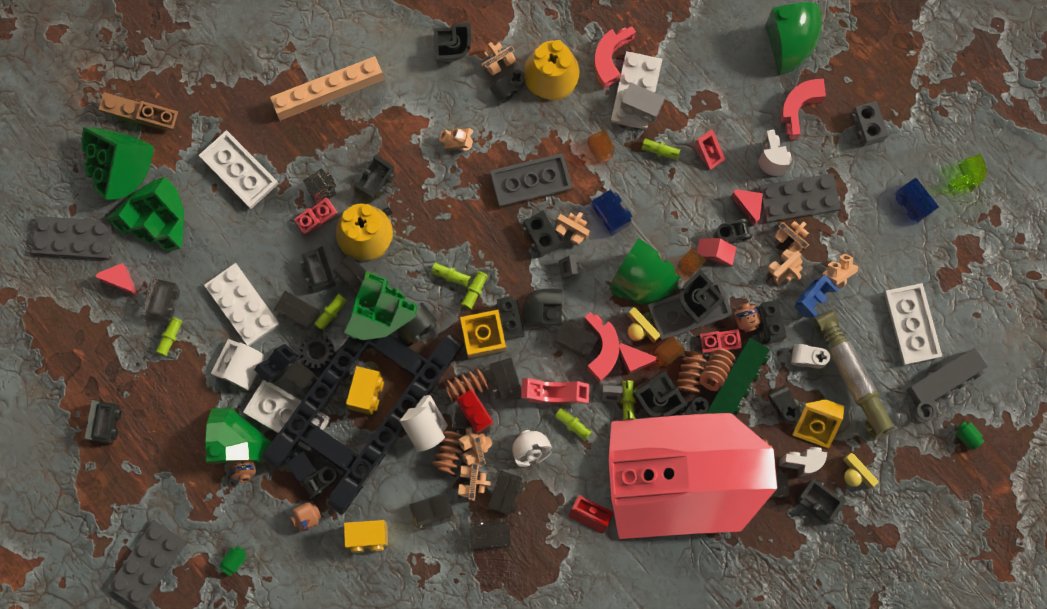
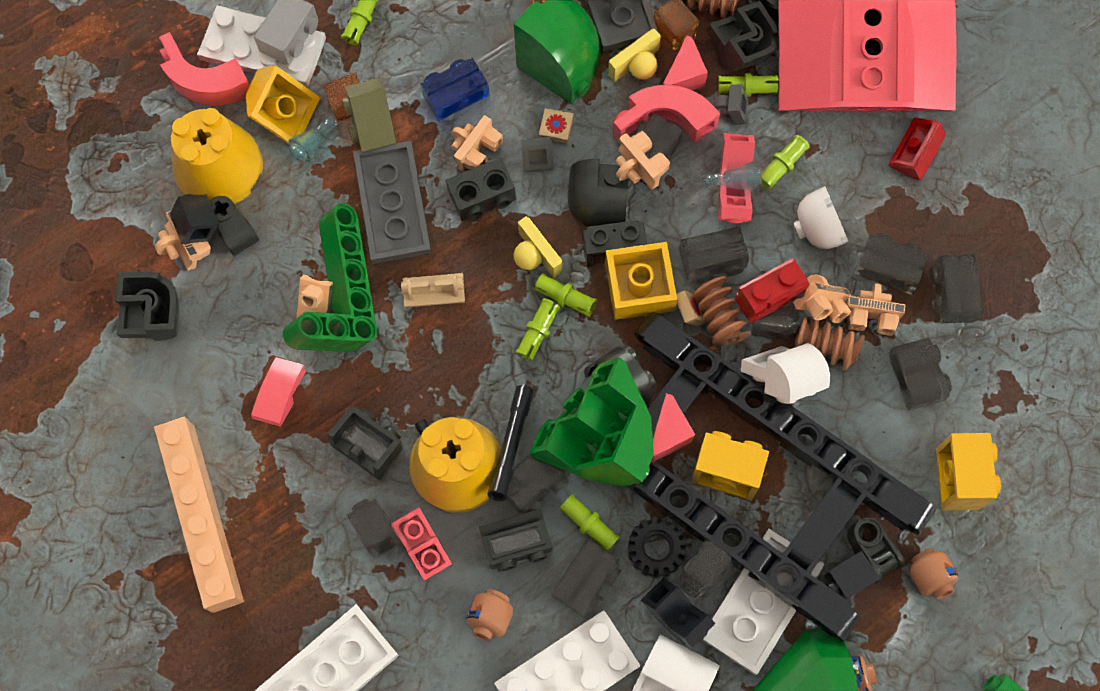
camera: 80 degrees left, 5 degrees down
(273, 257) = (489, 615): none -> nougat head
(382, 352) = (671, 430): none -> coral slope
(396, 266) = (503, 473): none -> black piece
(405, 124) = (276, 392): none -> coral slope
(467, 365) = (689, 308): none -> tan tile
(468, 154) = (353, 313): none -> green beam
(474, 210) = (433, 290): none -> tan hinge
(502, 270) = (535, 250): none -> light yellow tile
(507, 62) = (194, 218): none -> black brick
(553, 334) = (636, 165): none -> light nougat hips
(554, 395) = (742, 177): none -> clear light blue cone
(568, 125) = (306, 144): none -> clear light blue cone
(584, 159) = (369, 115): none -> olive brick
(591, 105) = (280, 102): none -> yellow slope
(591, 278) = (556, 125): none -> tan tile

